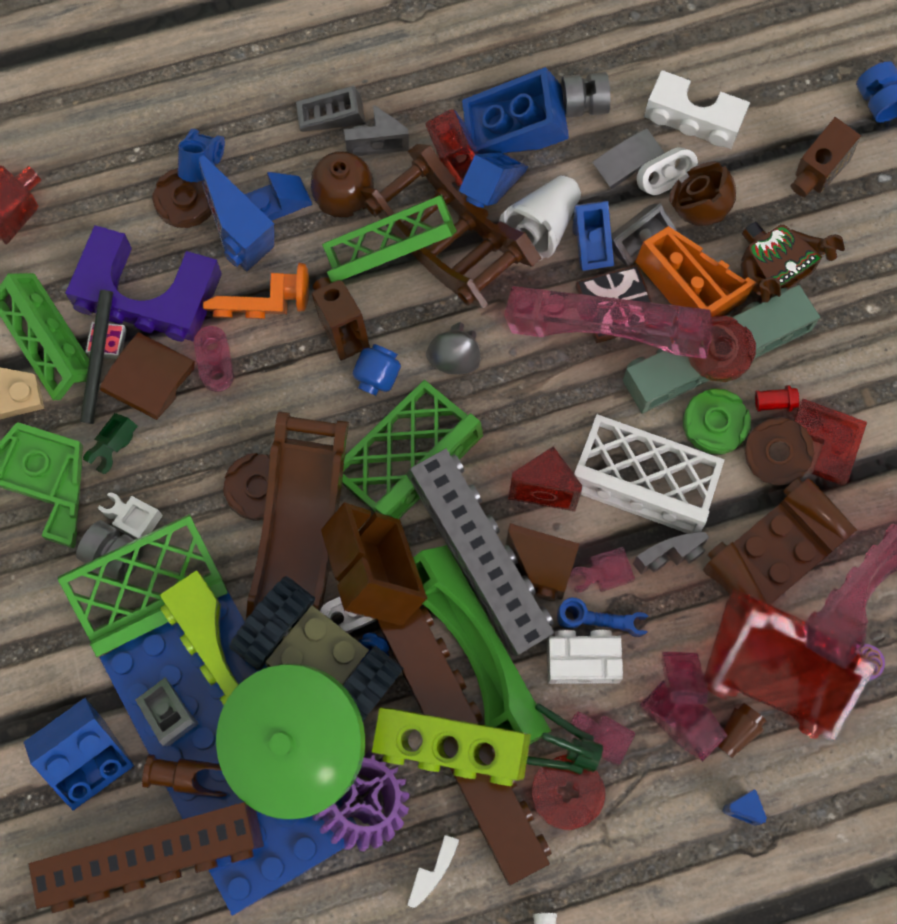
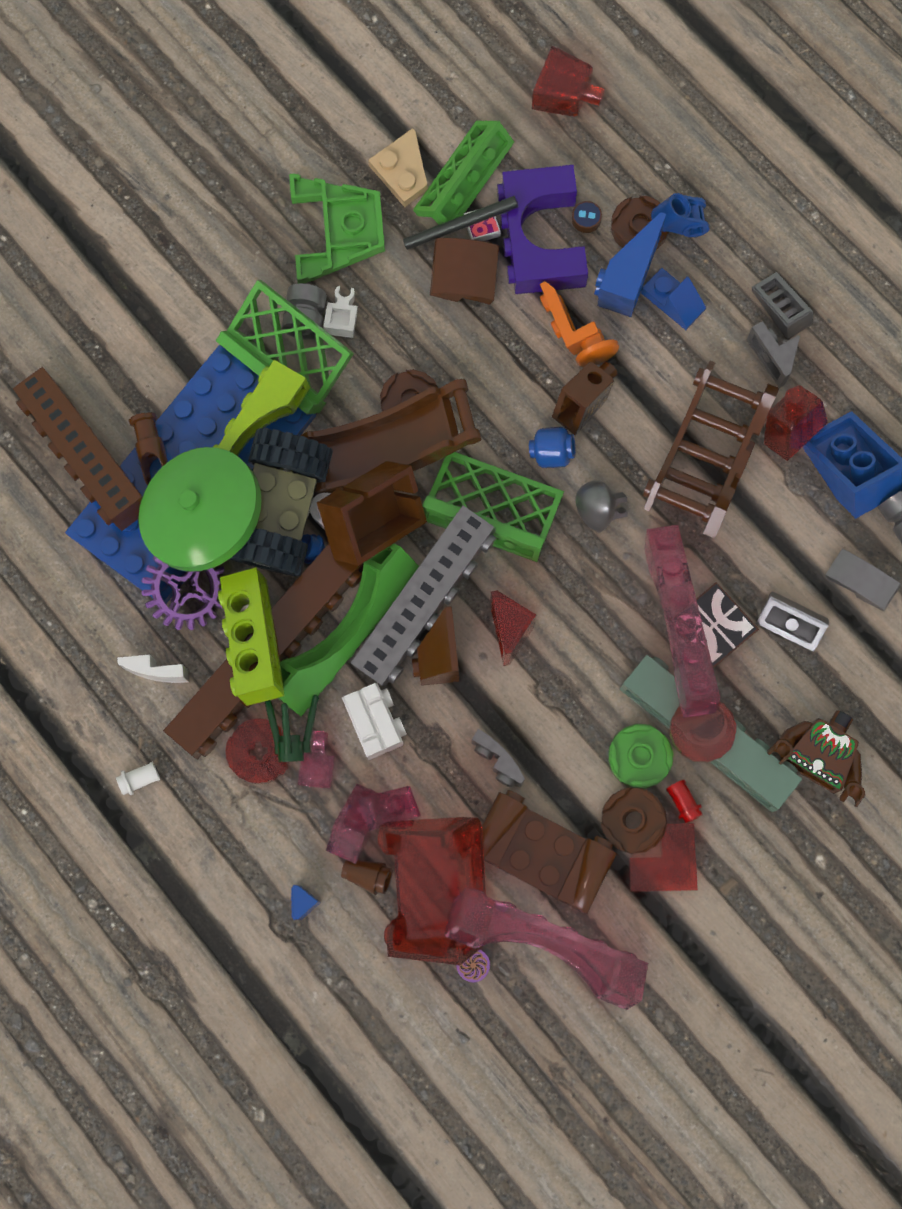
camera: 70 degrees right, 5 degrees up
(77, 754) = (138, 364): blue slope -> none
(112, 437) = (398, 268): dark green plate -> none
(150, 241) = (586, 217): none -> tile
(166, 713) = (189, 411): flat silver slope -> none
(214, 360) = (502, 315): clear pink plate -> none
(338, 183) = (715, 340): reddish brown cylinder -> none
(391, 251) = (661, 408): bright green fence -> none
(490, 178) = (776, 464): blue slope -> none
(545, 213) = (763, 526): white cone -> none
(585, 617) = (413, 717): blue brick -> none
(593, 235) = (765, 577): blue slope -> none
(608, 570) = (461, 713): clear pink plate -> none
(646, 501) = (535, 707): white fence -> none
(664, 170) = (865, 620): white plate -> none
(689, 275) = (763, 681): orange wedge -> none
(704, 195) = (853, 660): reddish brown cylinder -> none

